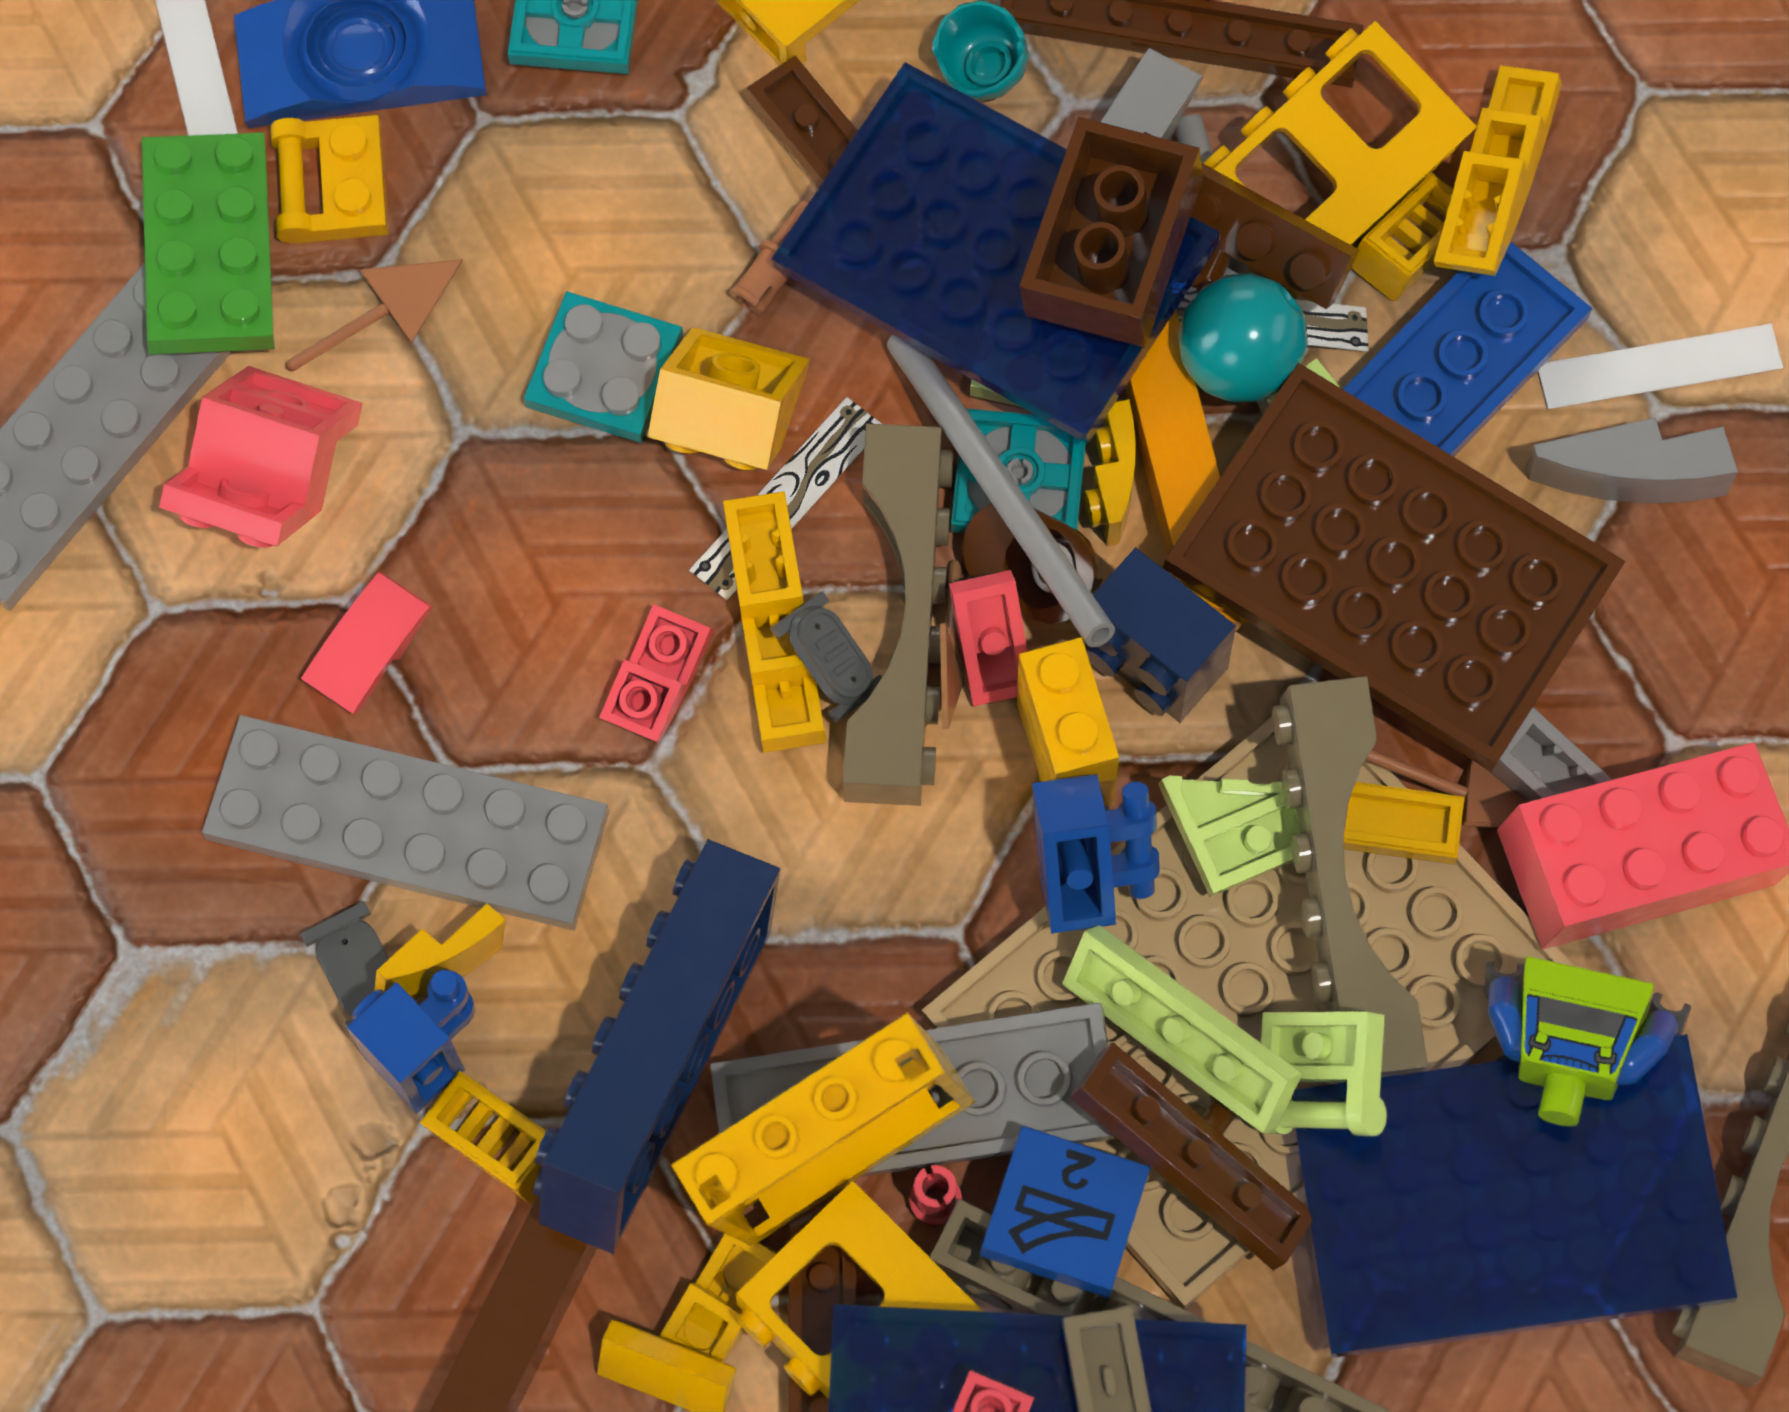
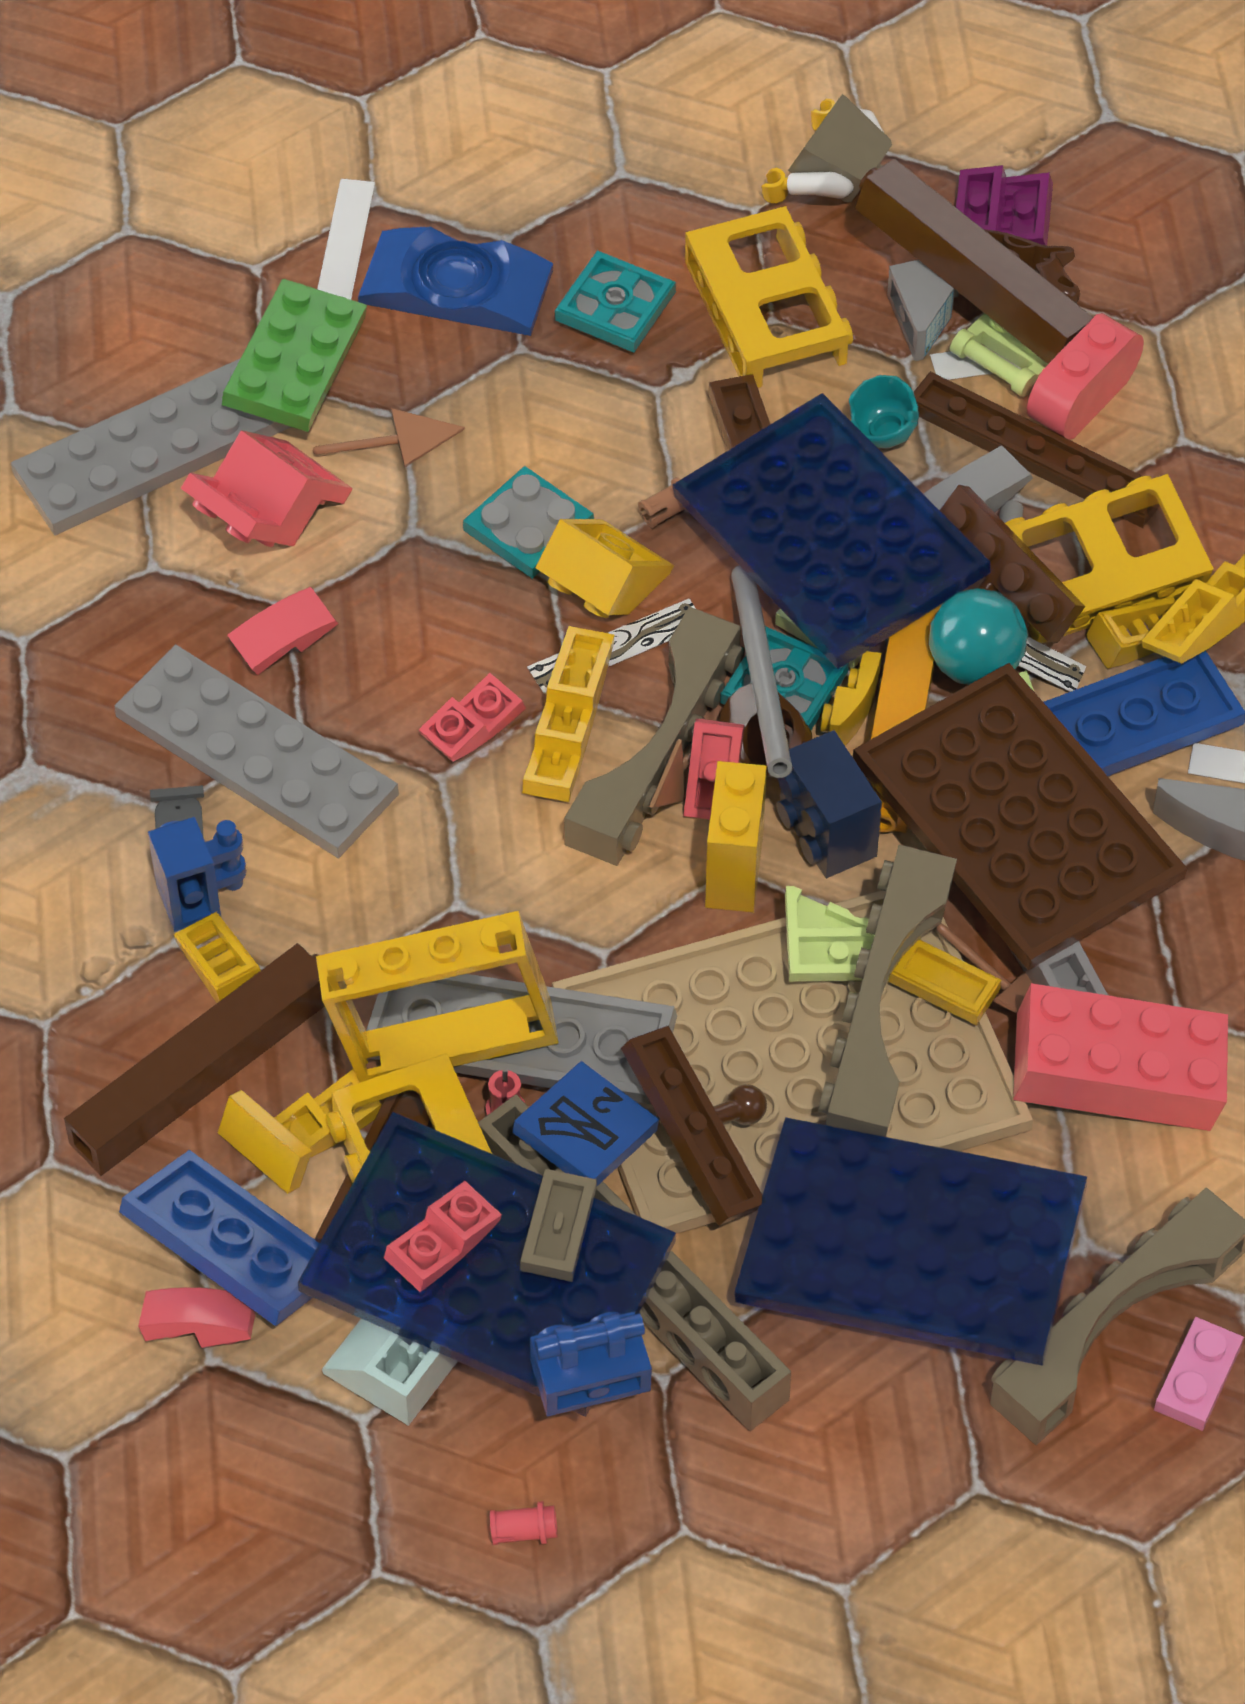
camera: 20 degrees right, 15 degrees down
(349, 176) = (411, 354): yellow plate -> none
(462, 953) = (261, 832): yellow slope -> none
(655, 1046) = (390, 893): dark blue brick -> none
(829, 655) = (594, 738): dark grey piece -> none
(1076, 850) = (701, 906): blue brick -> none
(1111, 231) = (909, 528): reddish brown brick -> none
(1182, 1029) = (724, 1043): yellowish green plate -> none
(1331, 1050) = (812, 1084): yellowish green plate -> none
(1578, 1031) = (1007, 1138): torso -> none

